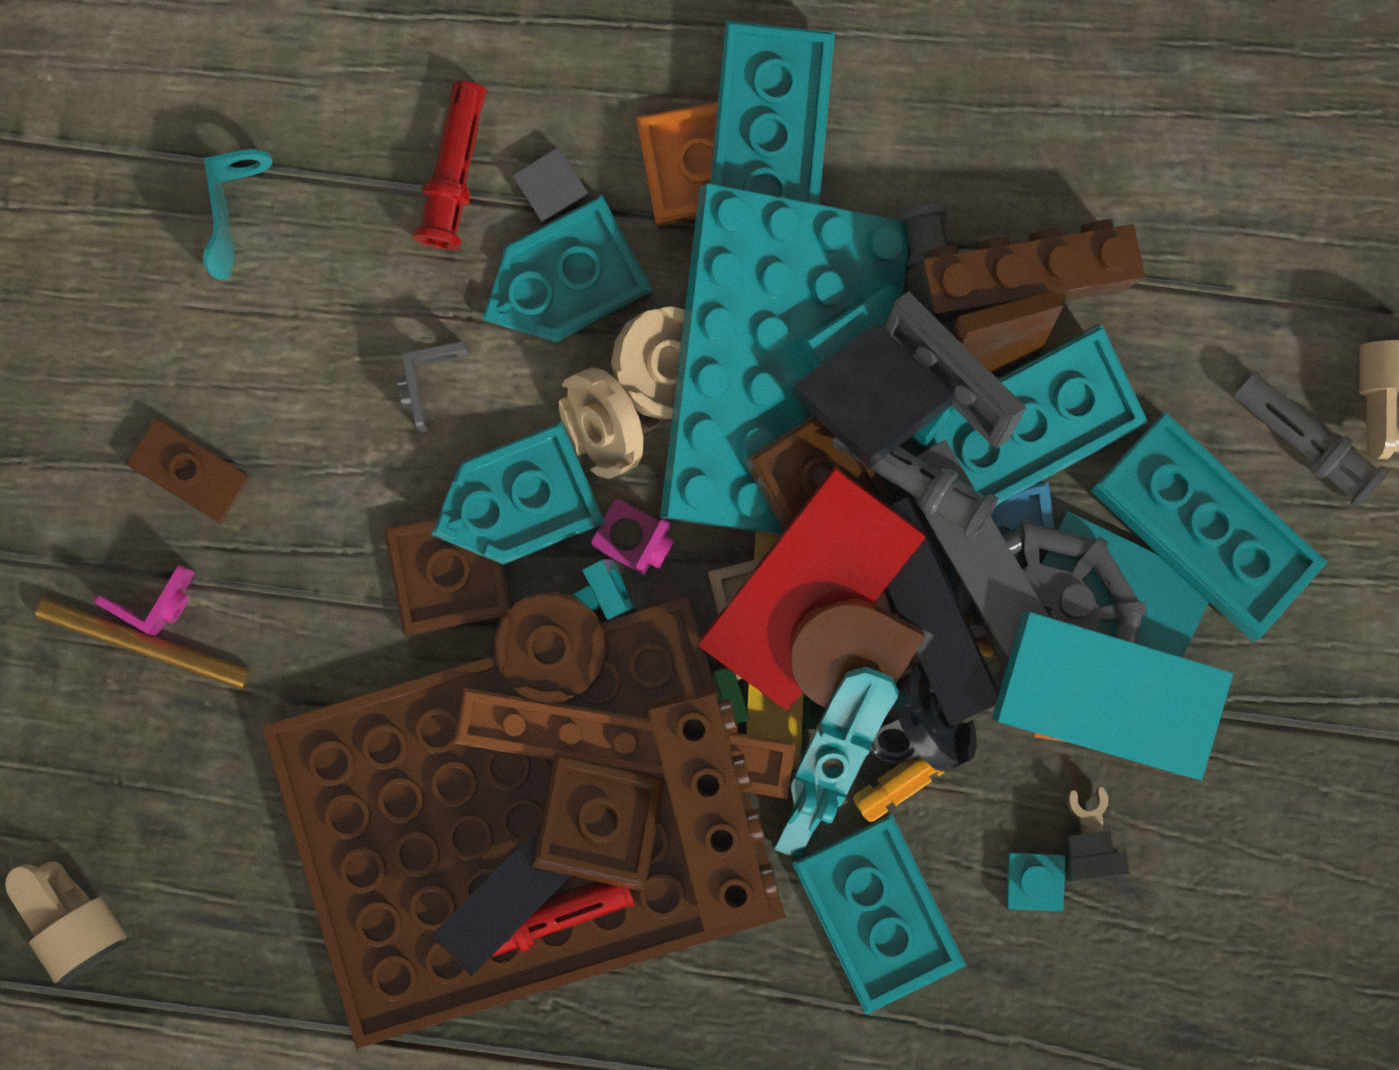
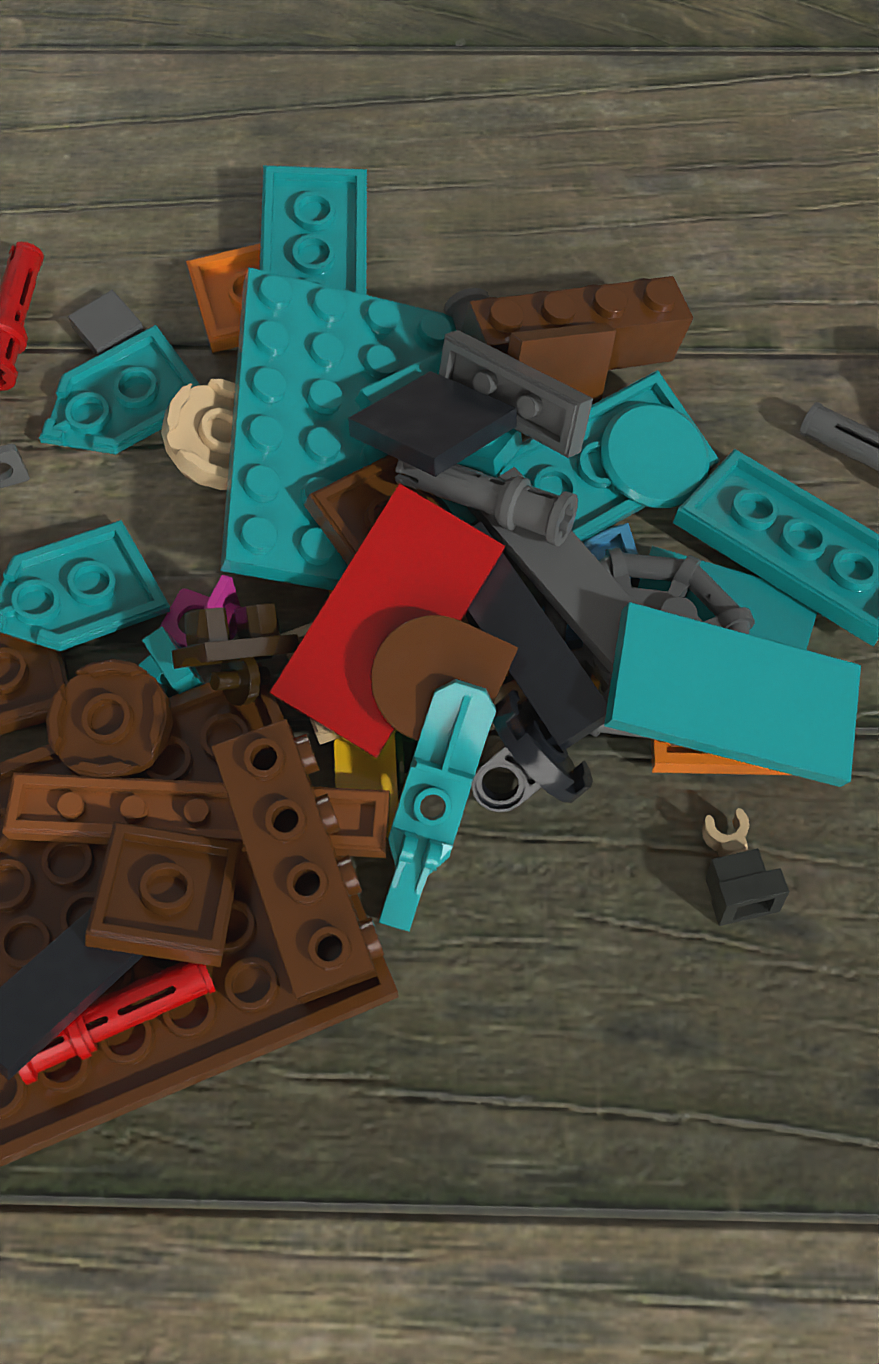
camera: 10 degrees left, 20 degrees down
(603, 422) = (162, 501): tan tile -> none
(669, 602) = (211, 645): none -> dark brown hips
(728, 688) = (326, 775): dark green tile -> none
(878, 914) = (507, 984): teal tile -> none
(894, 787) = (514, 833): light orange axle -> none
(1035, 881) = (682, 926): teal plate -> none
(1084, 418) = (654, 455): none -> teal piece

